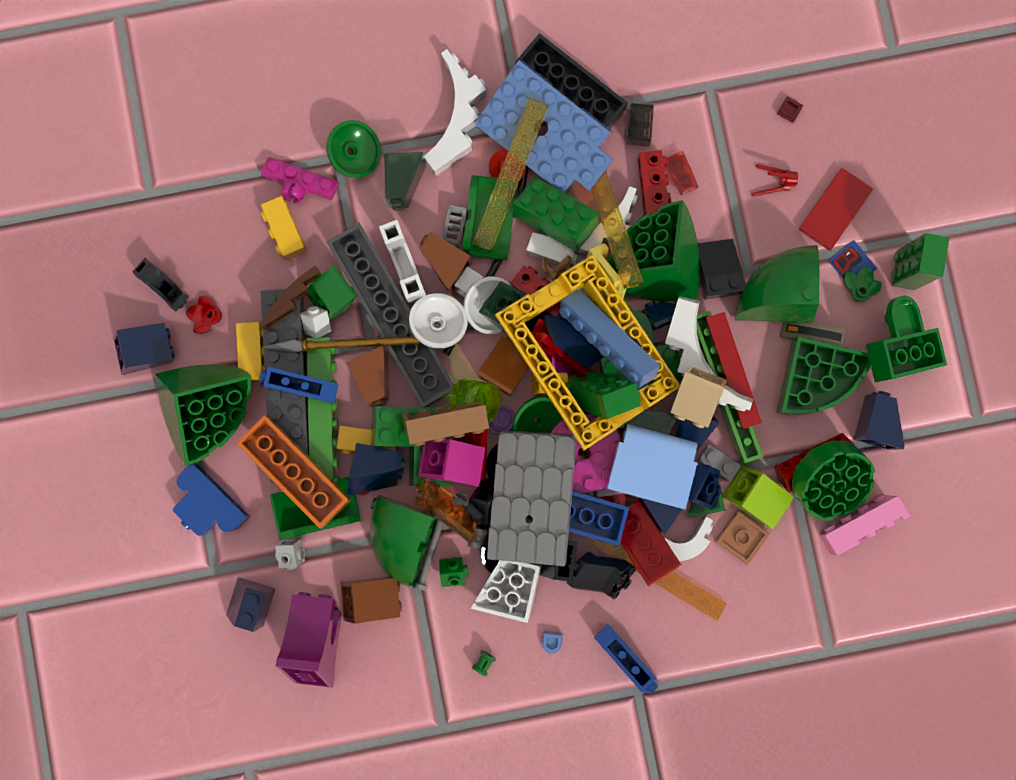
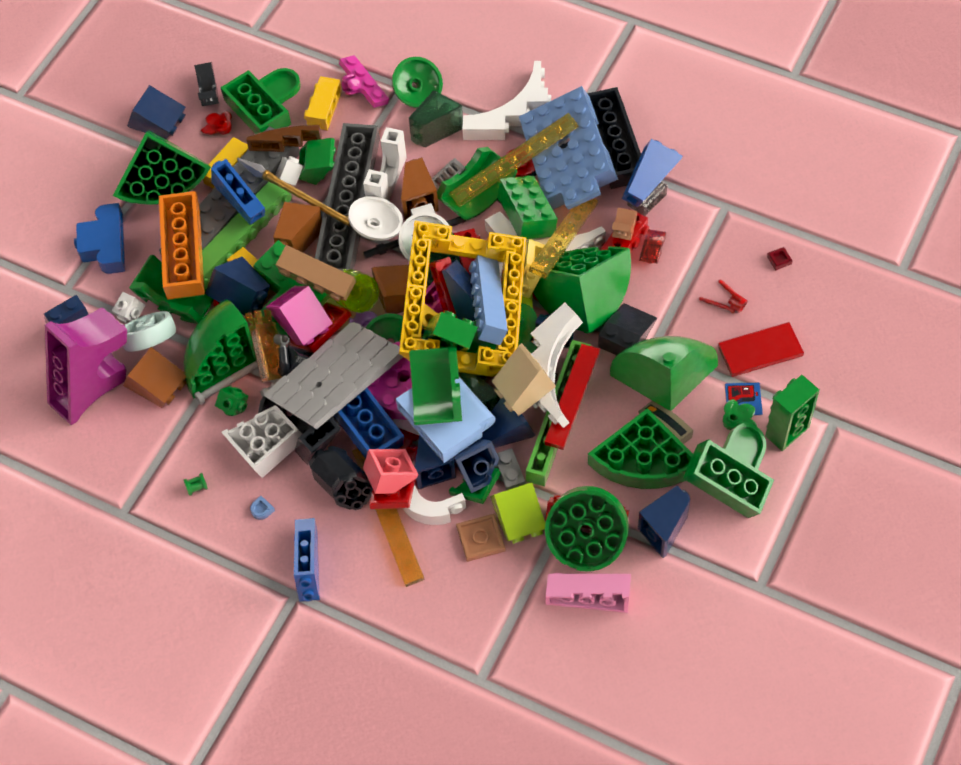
camera: 40 degrees right, 25 degrees down
(227, 265) = (261, 100): none -> green brick
(335, 562) = (149, 331): none -> light aqua piece
(637, 106) = (650, 170): none -> slope
(639, 459) = (434, 385): none -> green panel
(643, 546) = (389, 469): none -> coral slope
(654, 174) = (624, 223): none -> nougat brick

